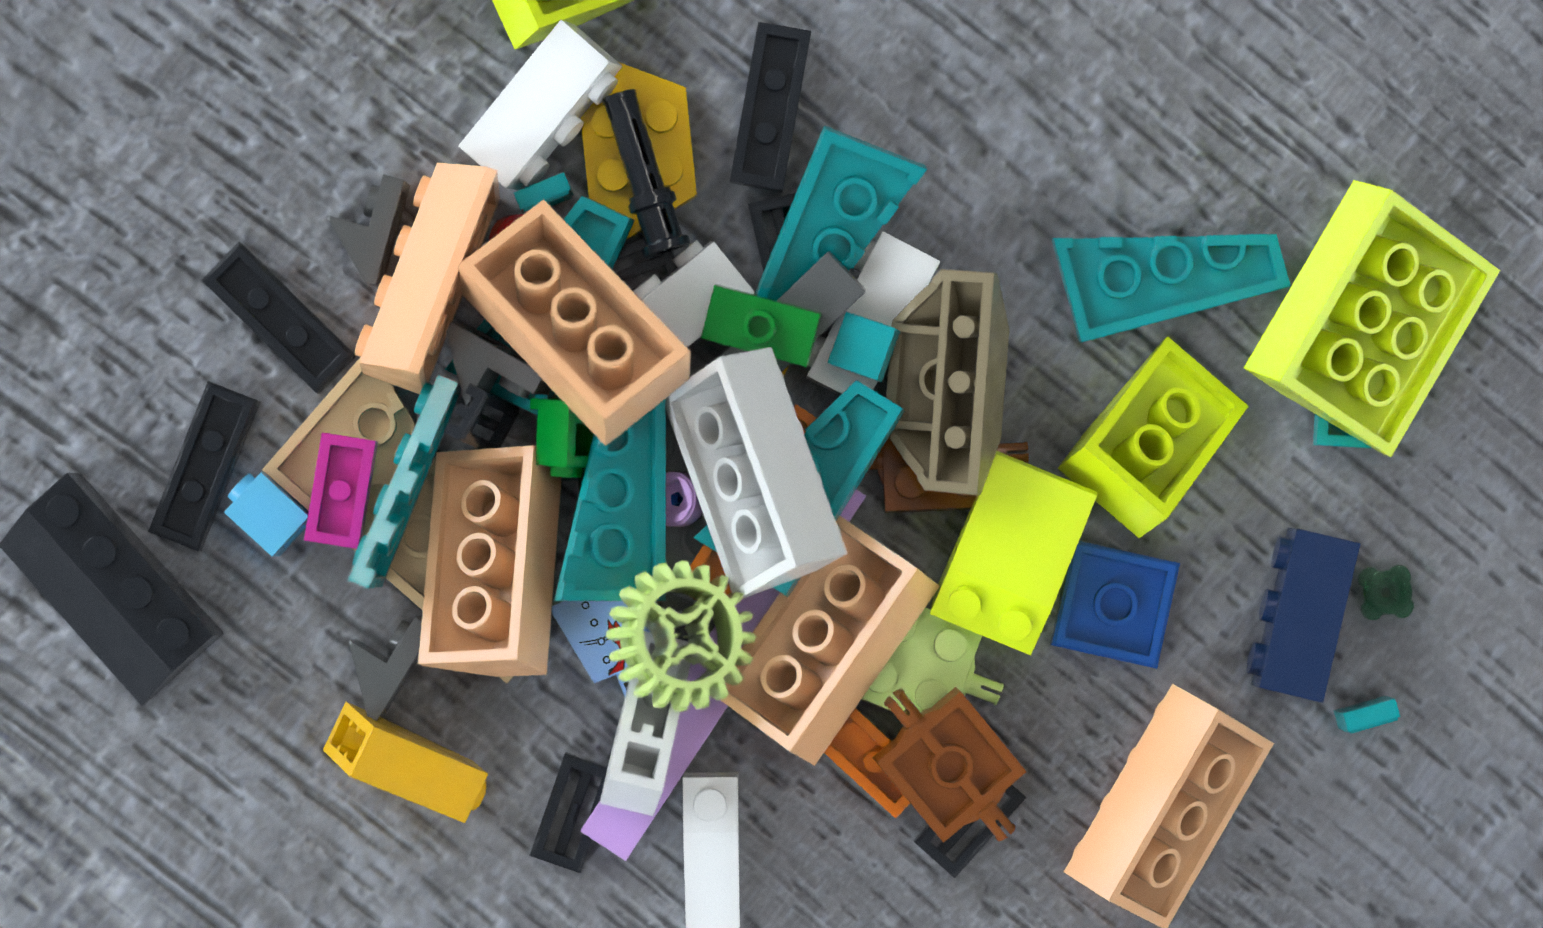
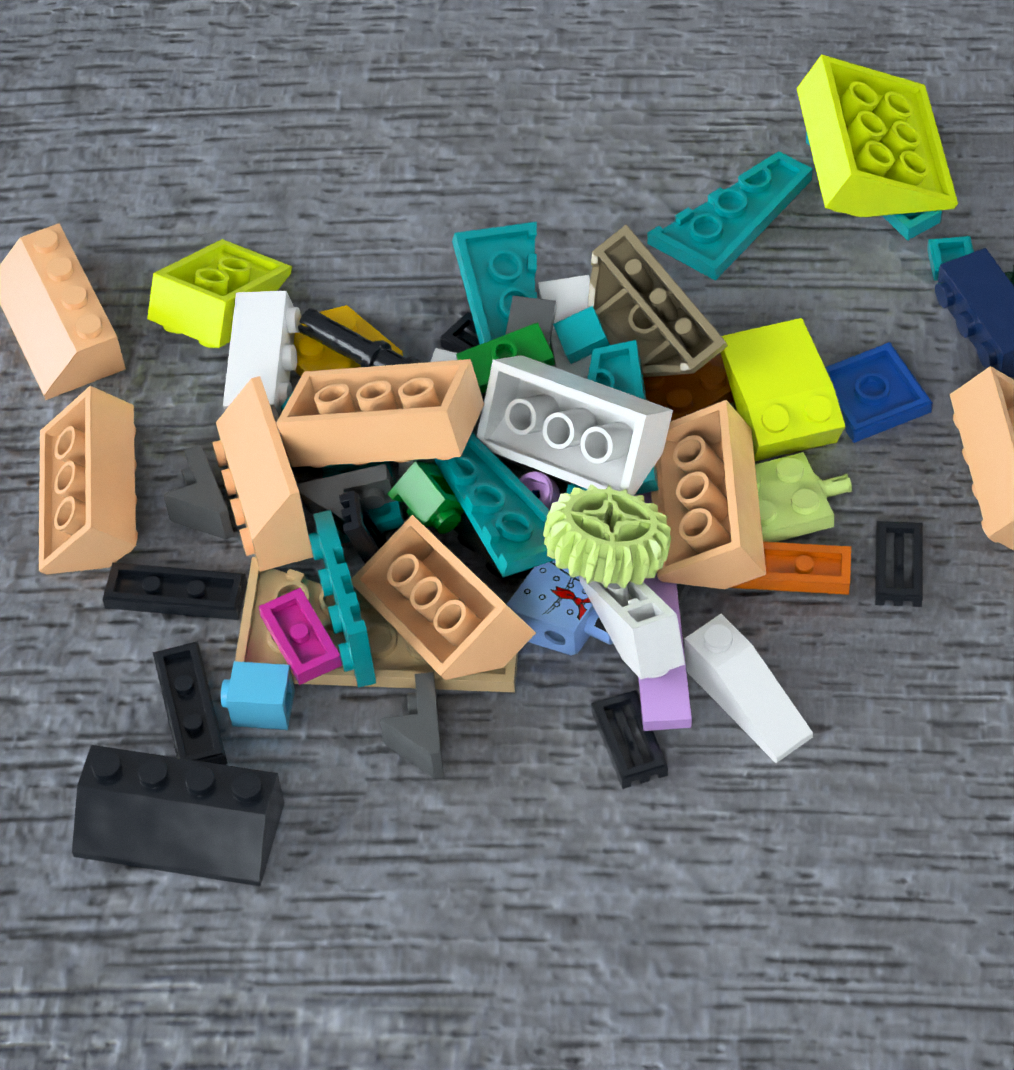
camera: 30 degrees left, 35 degrees down
(273, 128) = (87, 485): none -> light nougat slope
(405, 764) = (481, 773): yellow slope -> none
(770, 107) = (410, 283): black plate -> none
(949, 764) = (854, 520): dark orange plate -> none
(1154, 438) = (813, 286): neon yellow slope -> none
(1337, 502) = (947, 249): none -> teal tile

